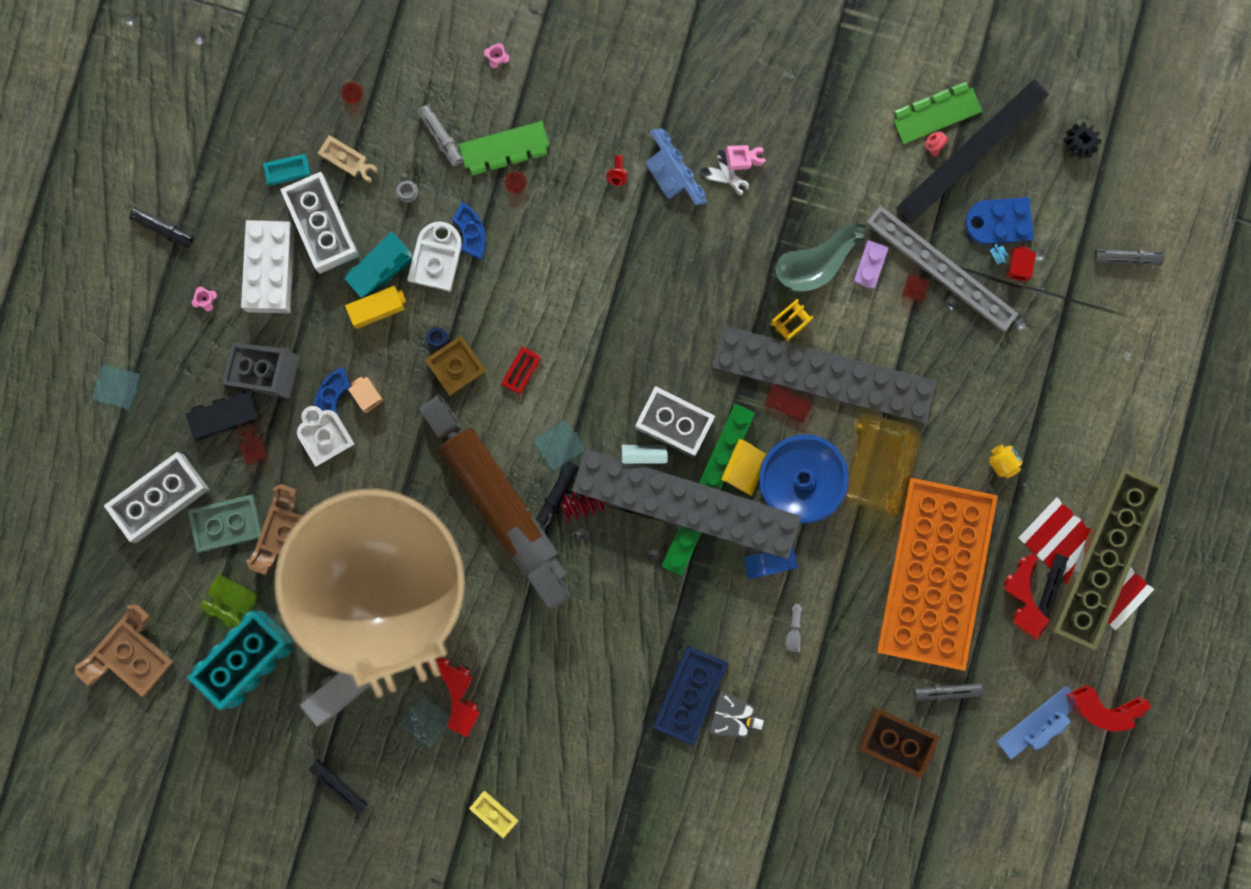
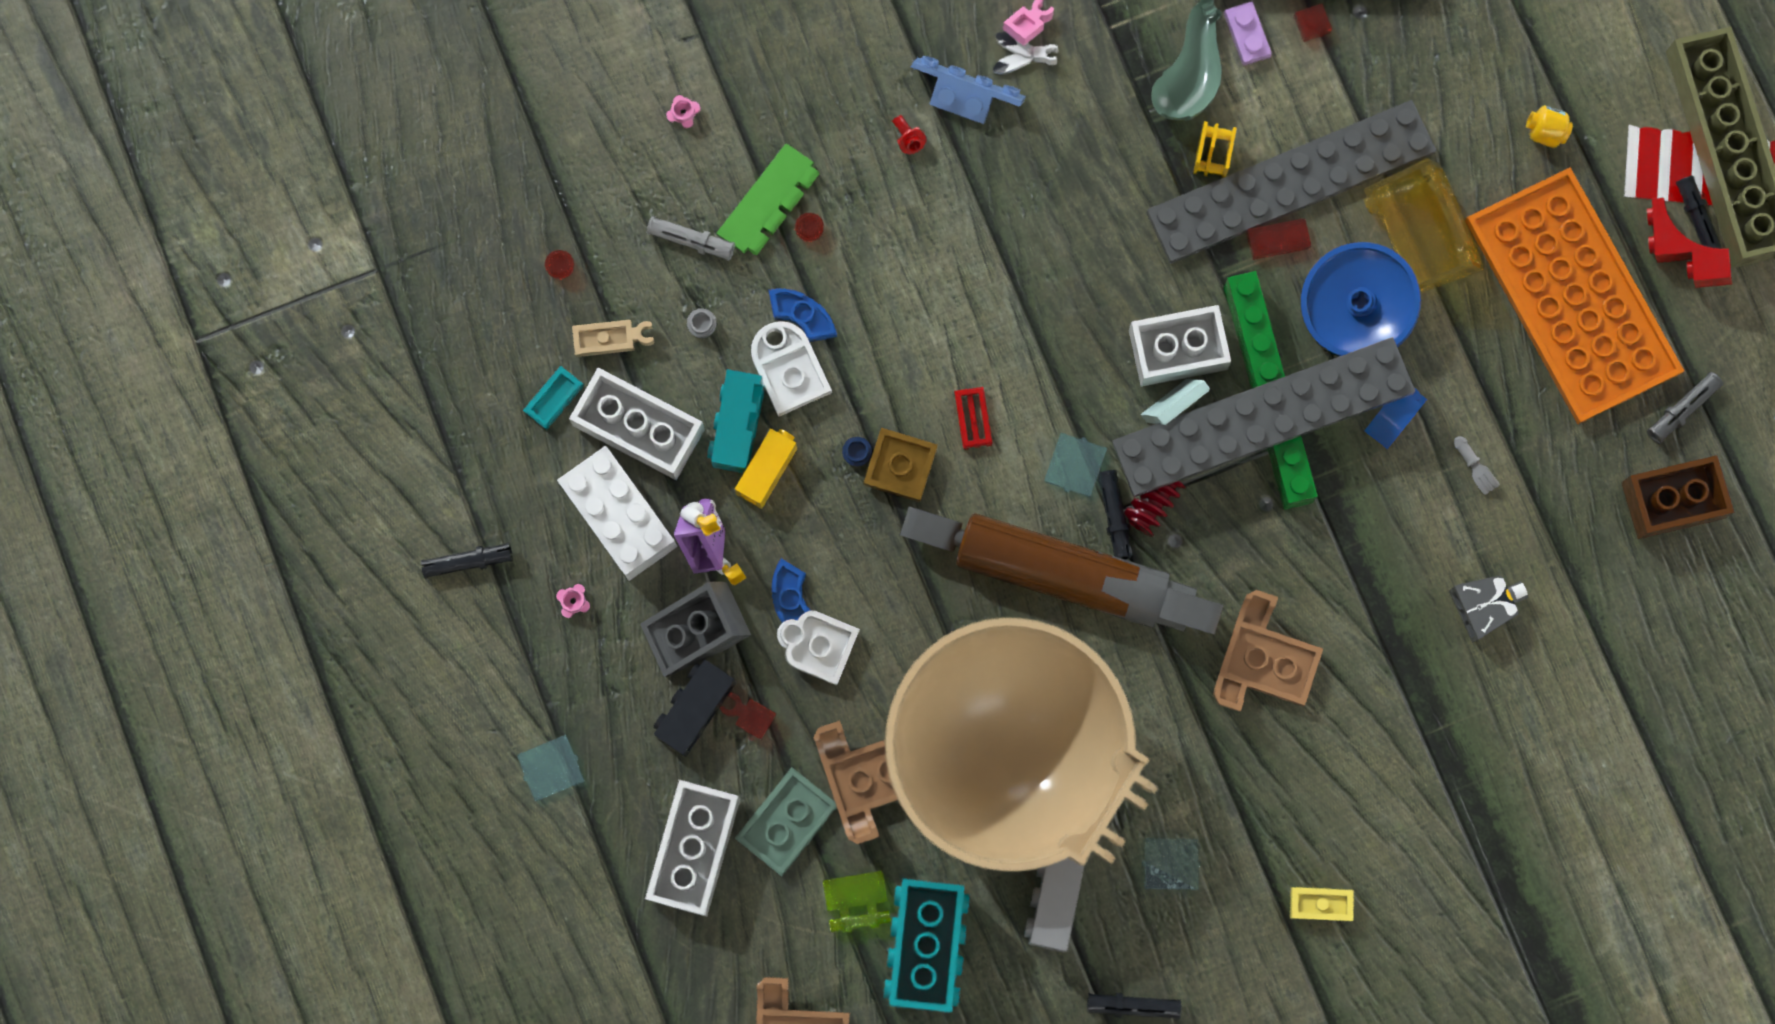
camera: 30 degrees left, 5 degrees down
(302, 320) = (702, 540): none -> medium lavender torso
(365, 394) = (829, 567): light nougat brick -> none
(458, 680) = (1205, 824): red arch -> none
(574, 646) = (1264, 658): none -> medium nougat piece
(690, 695) = (1423, 618): dark blue tile -> none
(744, 467) = (1290, 336): yellow tile -> none

